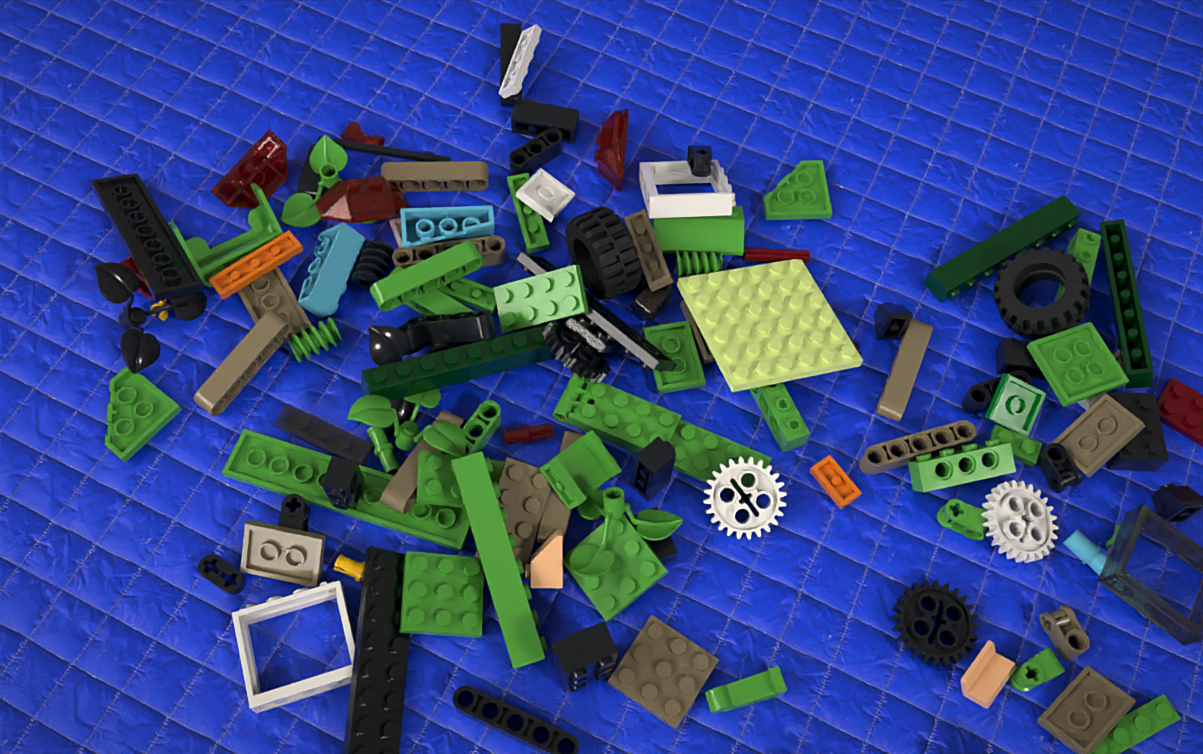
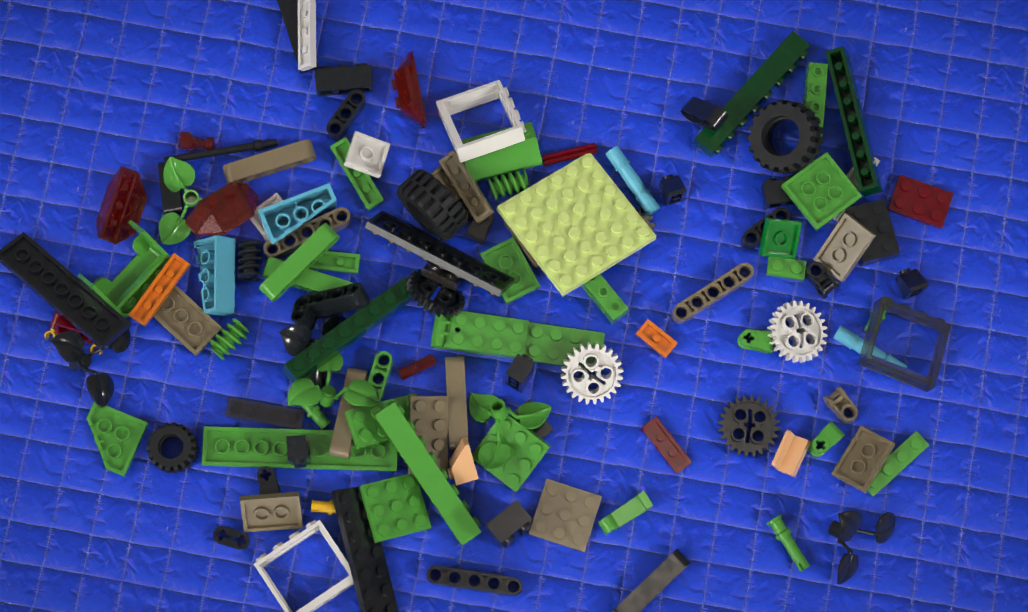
camera: 15 degrees left, 15 degrees up
(183, 428) = (163, 434): none -> black tyre
(243, 363) = (183, 374): dark tan beam -> none
(541, 299) = (394, 258): plate -> none
(580, 469) = (465, 388): bright green panel -> none
(699, 160) = (486, 91): black piece -> none
(800, 194) = (576, 89): bright green plate -> none
(819, 618) = (666, 445): none -> dark red tile
(844, 300) = (632, 180): none -> medium azure piece
(904, 370) = (691, 229): dark tan beam -> none
(946, 248) = (704, 113): none -> black beam
(998, 462) = (774, 290): bright green brick -> none

